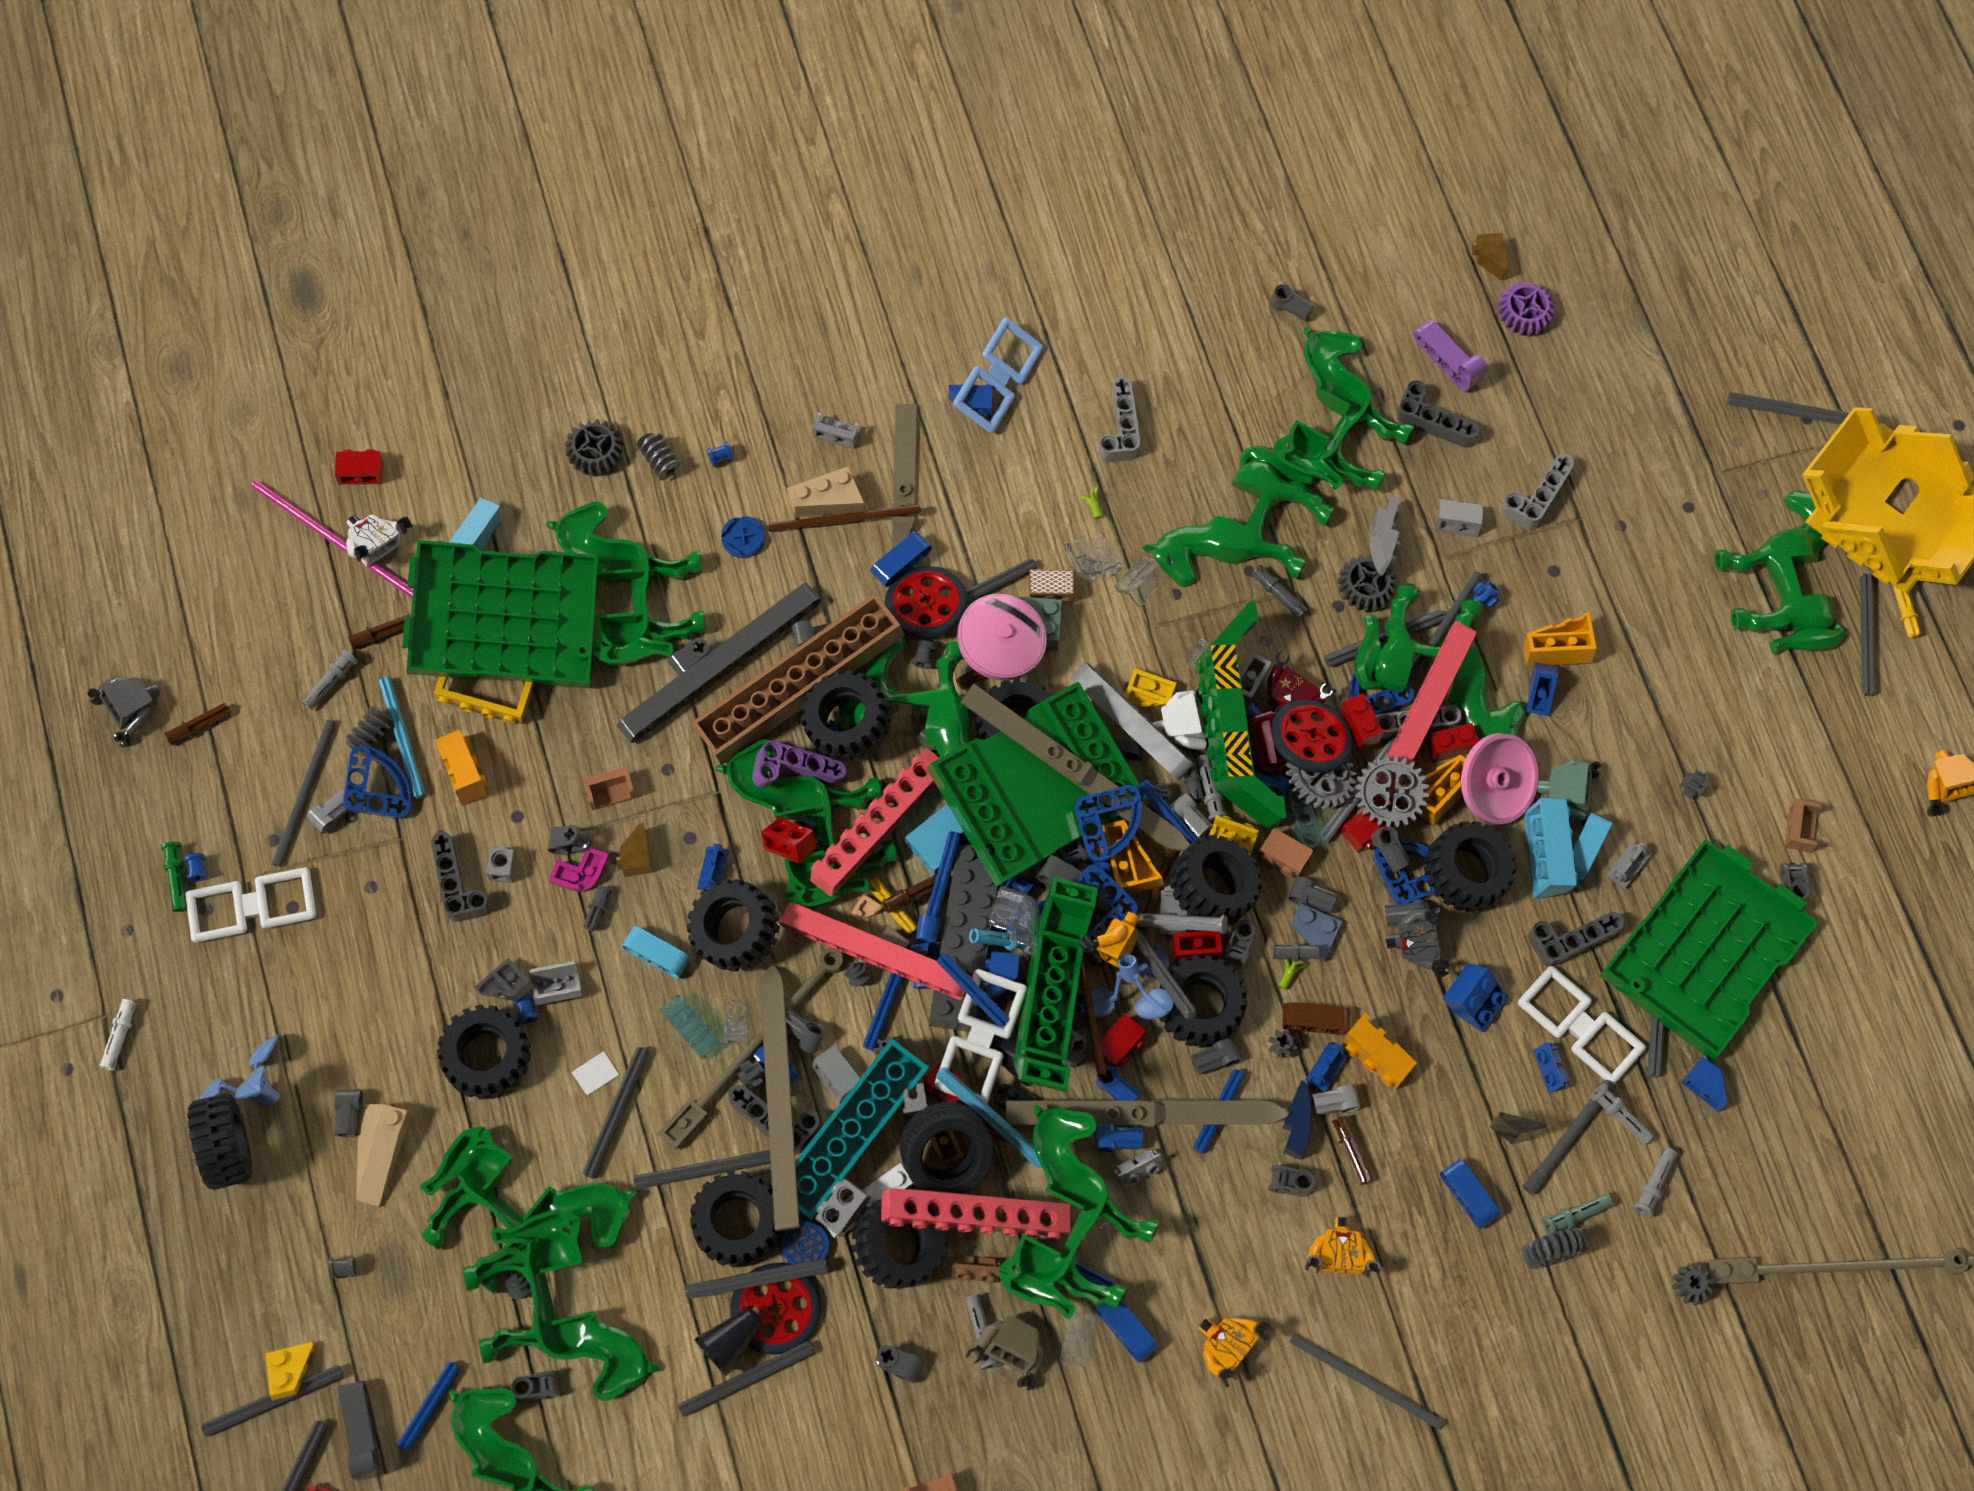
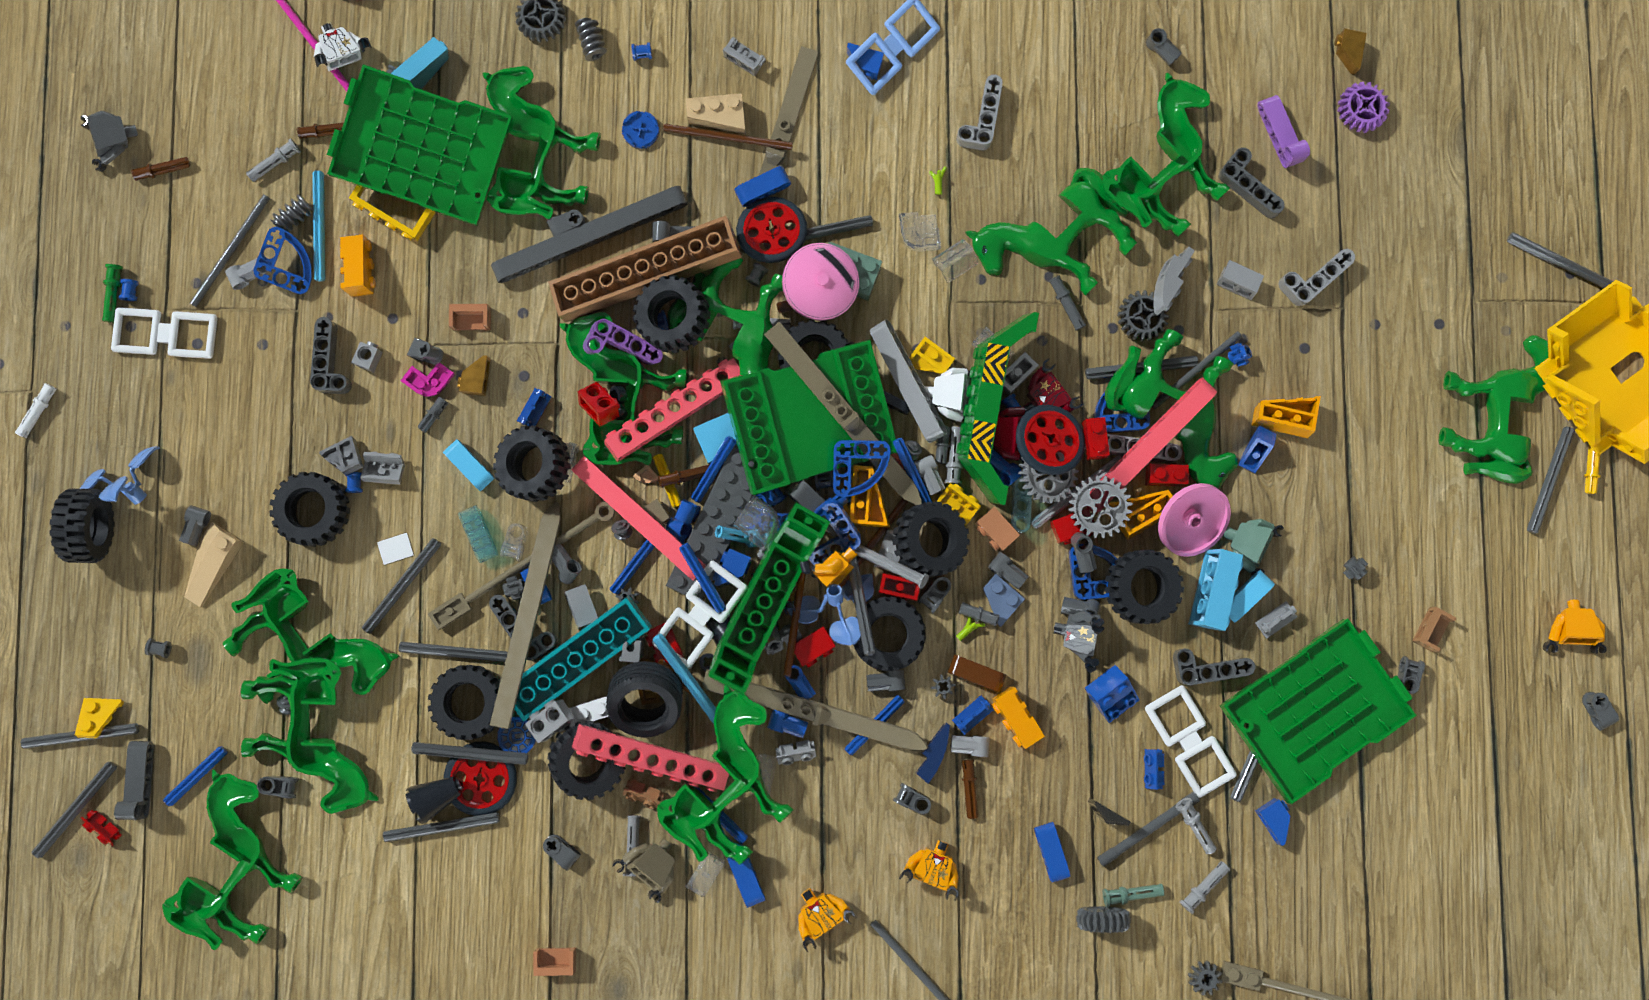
camera: 20 degrees right, 15 degrees up
(1052, 584) = (879, 244): medium nougat panel -> none

